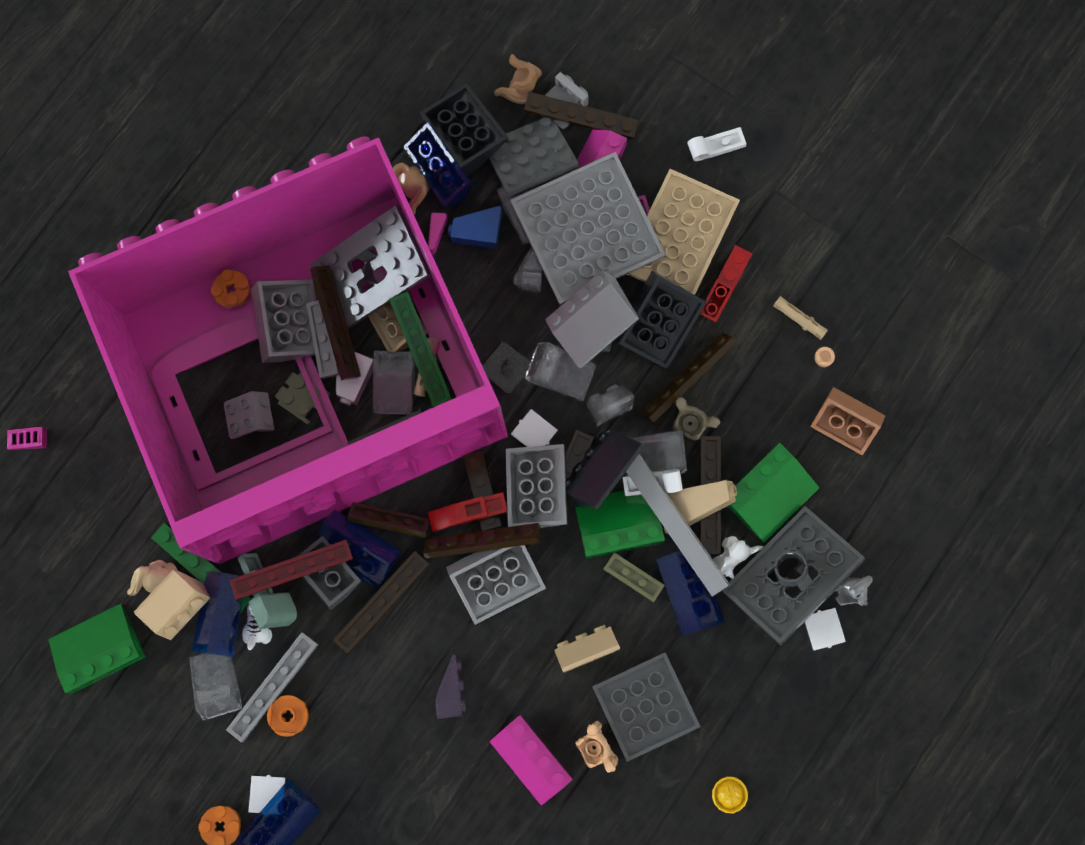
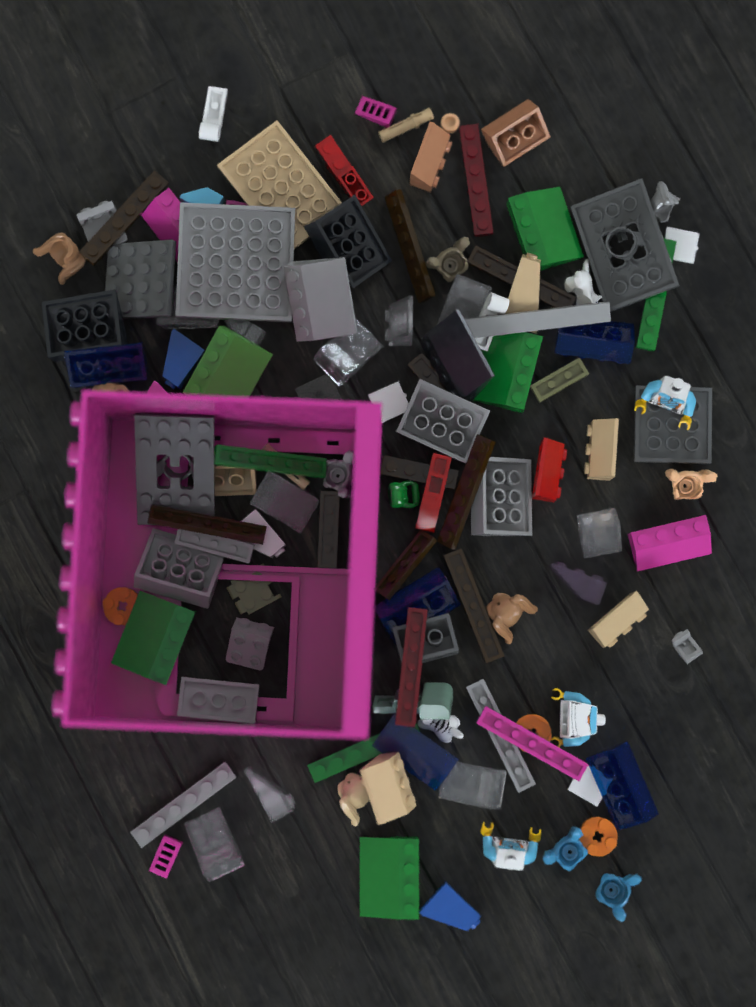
camera: 70 degrees left, 5 degrees up
(54, 475) = (214, 844): none -> clear slope
(80, 431) = (183, 804): none -> light grey plate
(90, 720) = (450, 908): none -> blue slope
(119, 502) = (273, 797): none -> clear slope
(165, 748) = (509, 852): none -> torso
(184, 413) = (218, 700): none -> light grey plate
(187, 798) = (561, 848): none -> dark azure hair
(213, 328) = (152, 637): none -> green slope
(276, 720) = (532, 743): none -> dark pink plate
(319, 752) = (577, 719): none -> torso
(389, 635) = (508, 612): none -> medium nougat hair
(432, 745) = (619, 620): none -> tan slope
(439, 823) = (686, 646): none -> light grey bracket
(451, 482) = (399, 497): none -> green piece
(485, 272) = (228, 366): none -> bright green slope
(507, 686) = (599, 532): none -> clear slope
(541, 609) = (549, 470): none -> red slope
(635, 173) = (202, 195): none -> medium azure slope
(669, 687) = (671, 395): none -> torso
(750, 633) = (653, 312): none -> green plate
(780, 353) = (430, 158): none -> nougat slope
(783, 407) = (476, 180): none -> dark red plate
(796, 300) = (378, 105): none -> dark pink slope

